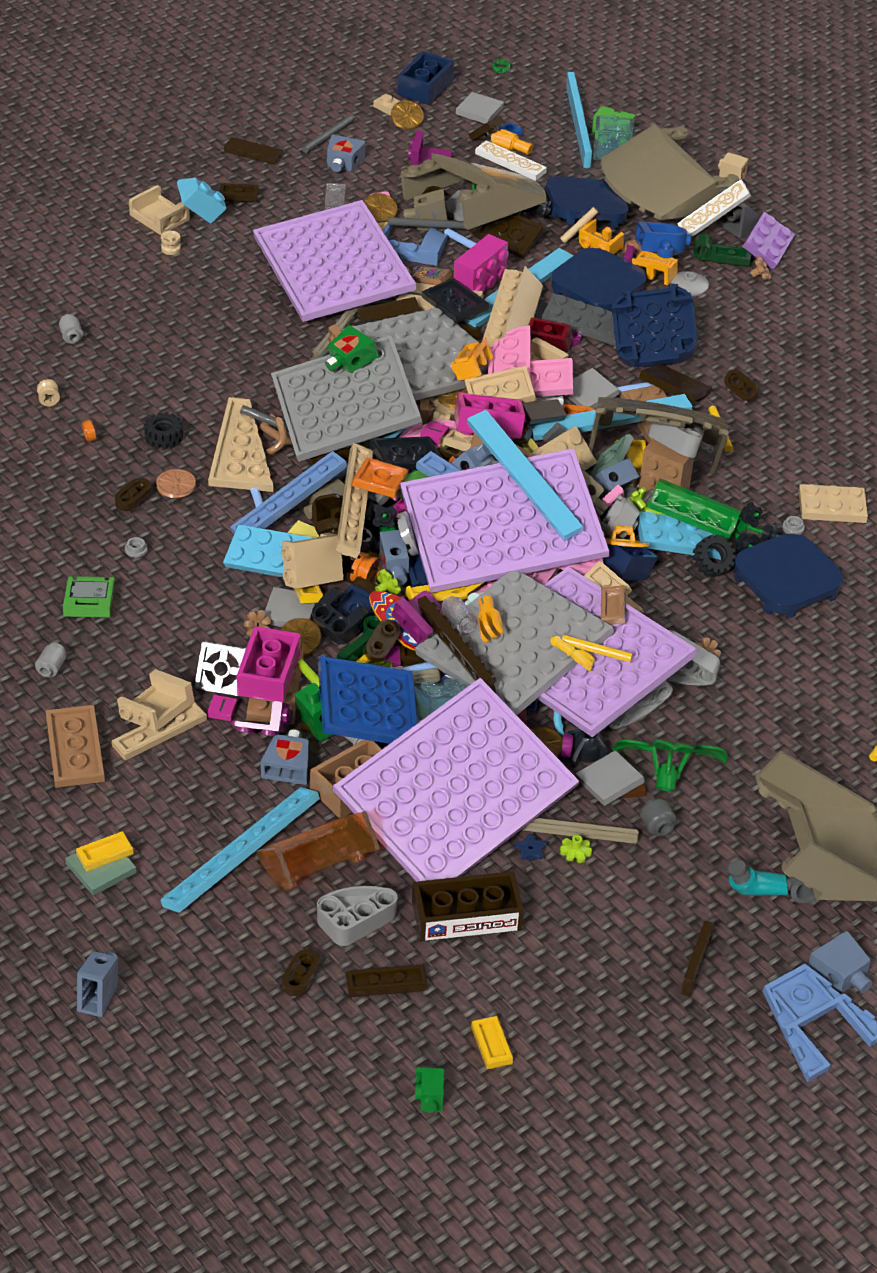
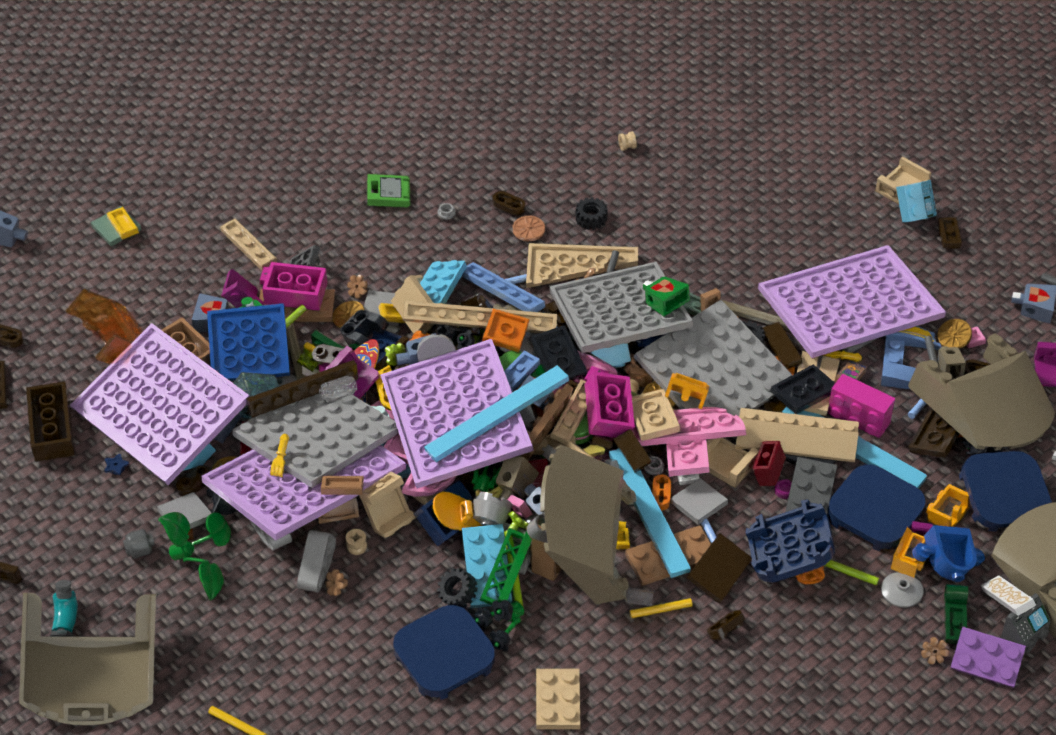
camera: 90 degrees right, 5 degrees up
(50, 660) = (315, 176): light grey brick -> none
(70, 329) = (714, 144): light grey brick -> none
(74, 746) = (229, 199): medium nougat plate -> none
(88, 431) = (582, 169): orange tile -> none
(159, 702) = (266, 235): tan panel -> none
(170, 242) = (856, 194): tan wheel -> none
(239, 849) = (120, 293): medium azure tile -> none
(253, 150) = (1026, 239): dark brown tile -> none
(334, 195) = (967, 302): clear tile -> none
(355, 912) = (54, 359): light grey beam -> none
(489, 620) = (327, 405): light orange arm -> none
(575, 849) = (115, 495): lime plant -> none
(579, 224) = (959, 484): tan piece -> none
(585, 830) = (133, 499): dark tan axle -> none
(598, 649) = (283, 470): yellow bar -> none
(793, 525) = (517, 656): light grey plate -> none

